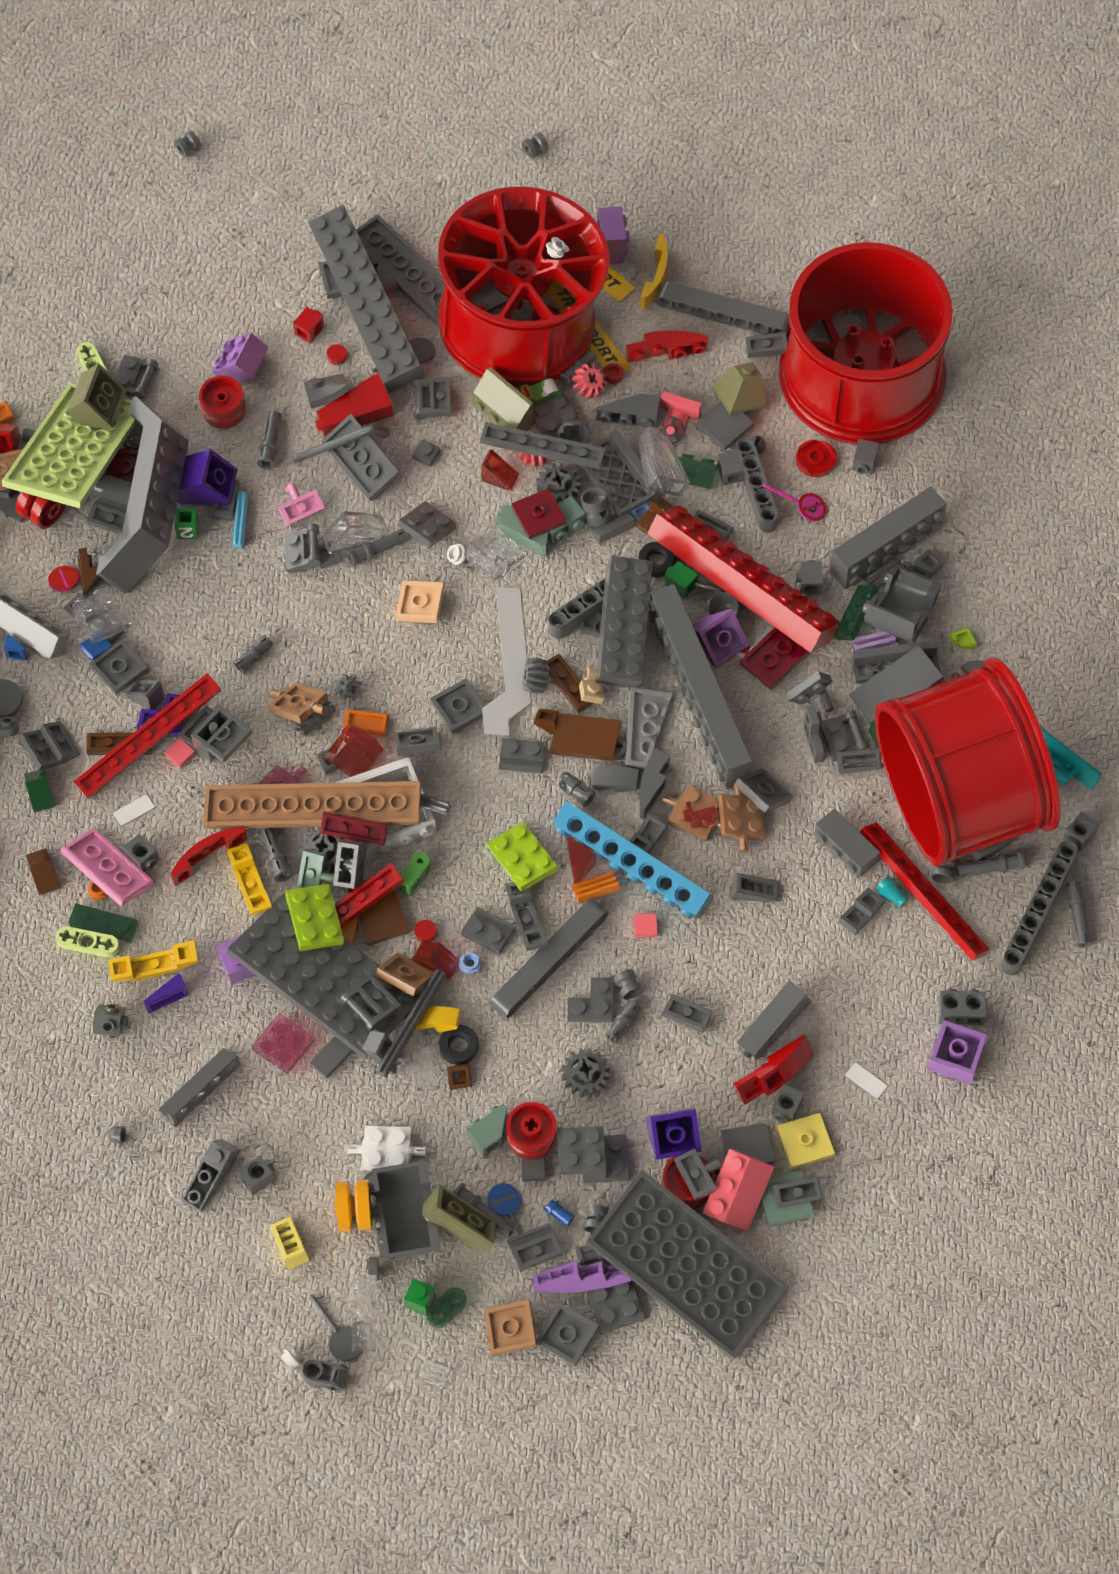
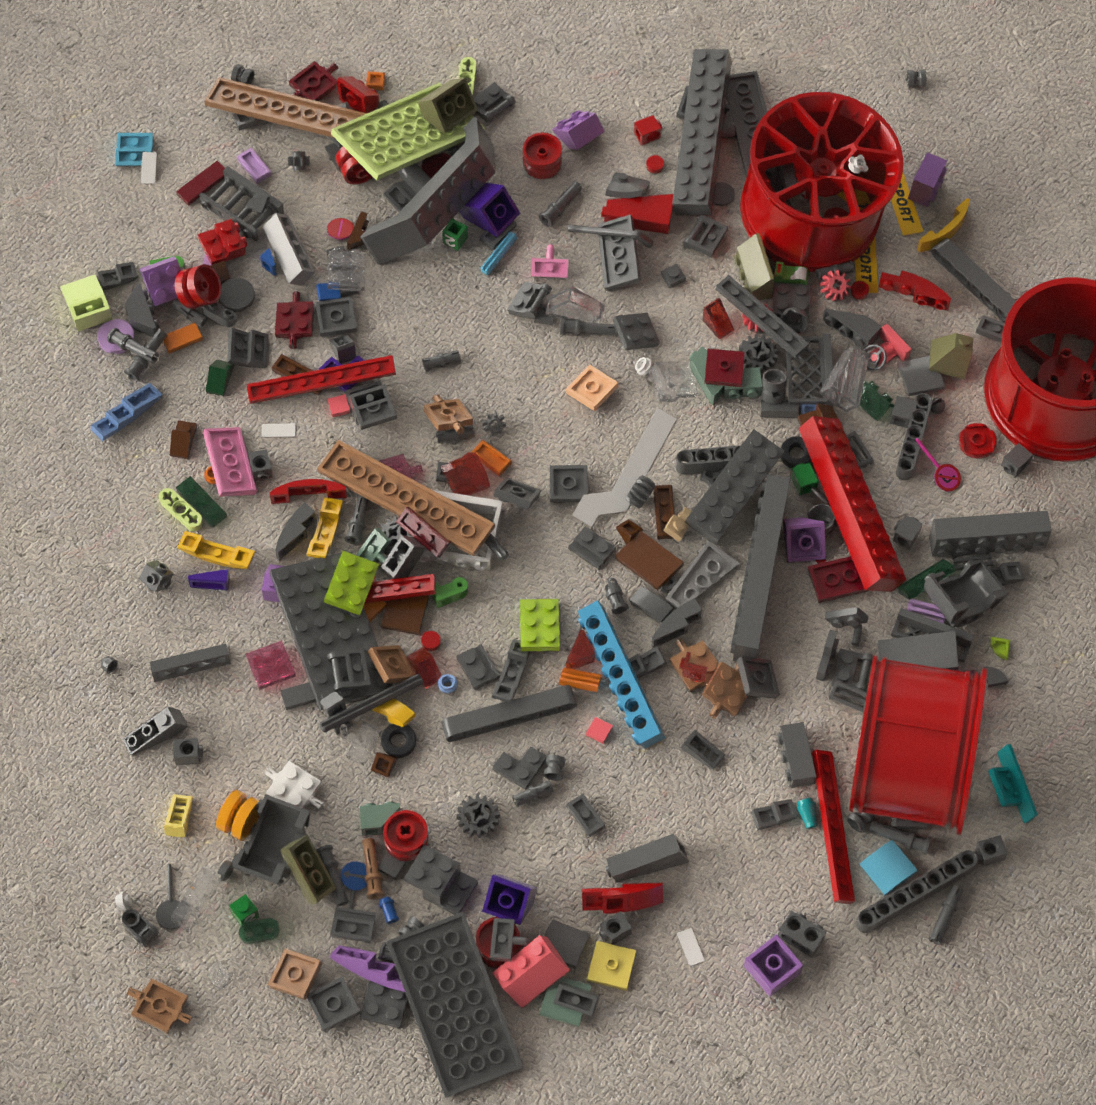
camera: 30 degrees right, 0 degrees up
(78, 692) = (294, 319): none -> dark red plate
(220, 897) = (295, 530): none -> dark grey slope
(396, 1438) = (159, 1005): none -> medium nougat plate
(523, 1192) = (373, 876): none -> medium nougat pin
(998, 900) = (888, 867): none -> medium azure slope

